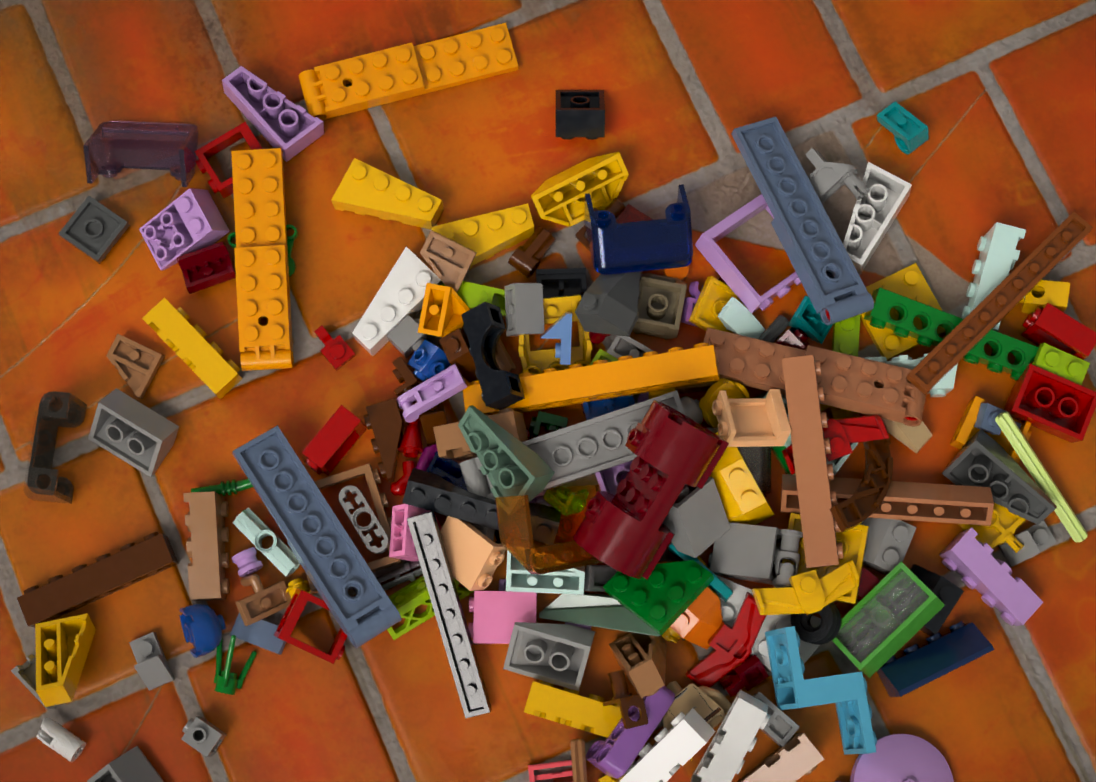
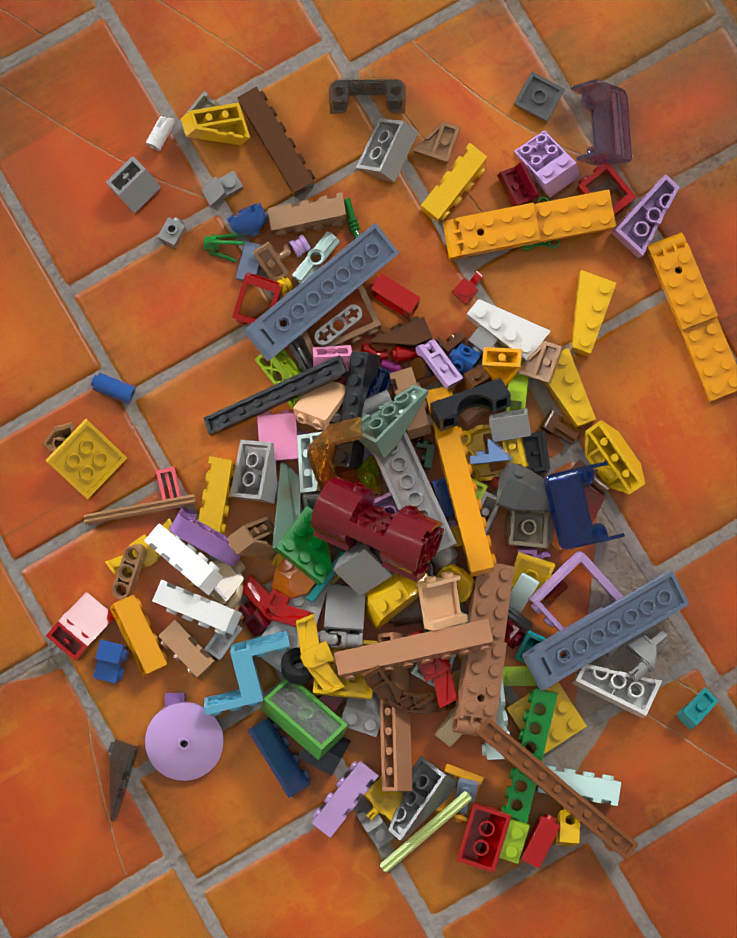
camera: 85 degrees right, 5 degrees up
(580, 114) = (677, 452): black slope -> none
(626, 700) = (225, 529): reddish brown bracket -> none

